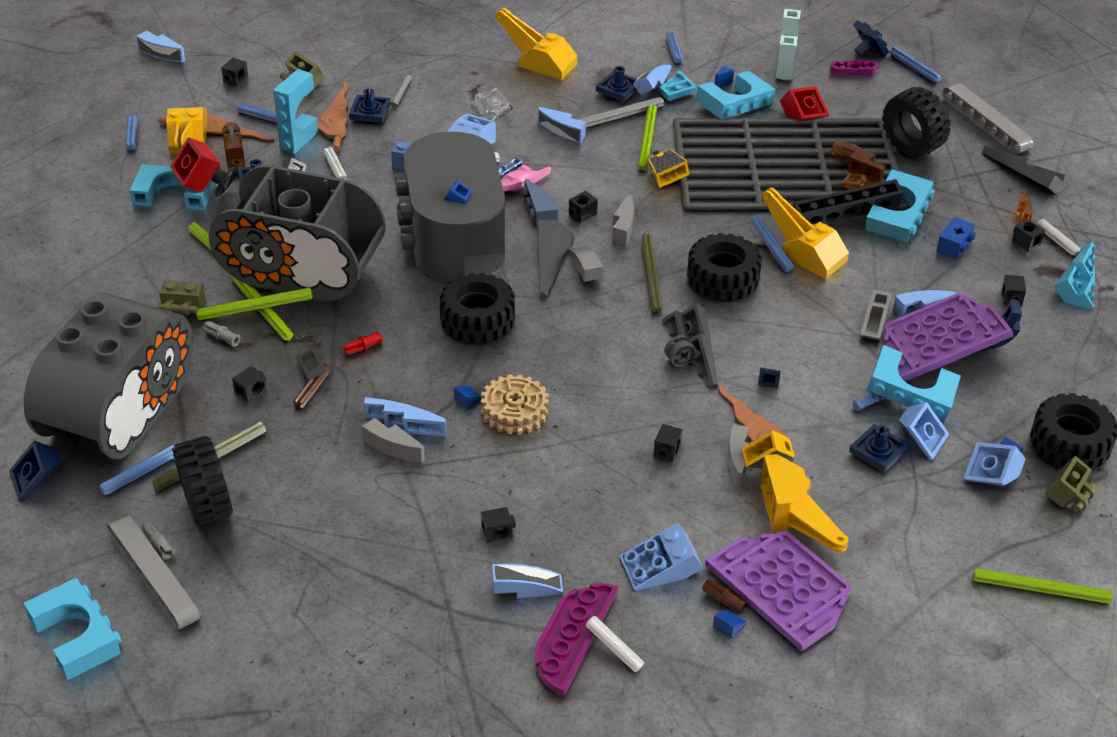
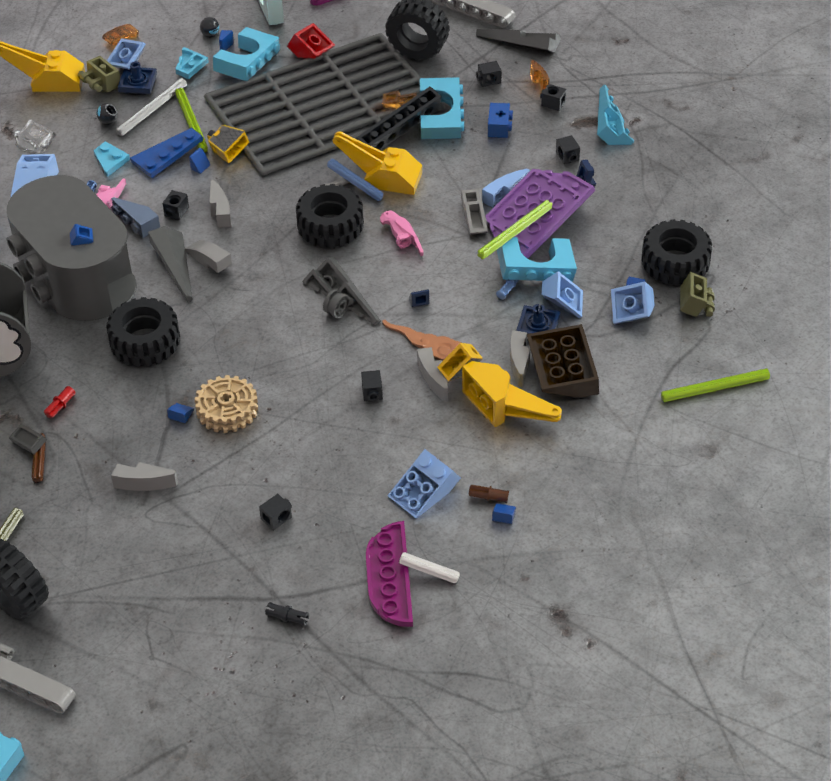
camera: 25 degrees left, 5 degrees up
(403, 415) = (137, 451): light blue slope -> none
(446, 628) = (287, 613): none -> black pin
(525, 580) = (327, 548): slope -> none
(550, 145) = (110, 157): none -> medium azure wing
(562, 124) = (115, 135): slope -> none
(570, 104) = (106, 113): none -> black piece
(585, 70) = (100, 75): none -> olive brick
(601, 158) = (165, 153): none -> blue wing
(620, 56) = (126, 53): none -> light blue slope
(626, 41) = (124, 31): none -> clear orange slope
(630, 175) = (199, 161): none -> blue slope
(652, 79) = (164, 63): light blue slope -> none
(652, 275) = (269, 243): olive axle -> none
(674, 47) = (164, 26): medium blue axle -> none
(716, 60) = (209, 27): none -> black piece
(784, 584) = (528, 464): medium lavender plate -> none
(790, 306) = (401, 230): none -> bright pink animal
(839, 472) = (519, 356): none -> light grey slope
(858, 160) = (386, 79): reddish brown plate -> none
(881, 495) = (564, 362): none -> dark brown slope
(902, 343) = (514, 229): none -> lime axle
(971, 190) = (489, 73): none -> black brick
(1059, 237) = (577, 90): white axle -> none

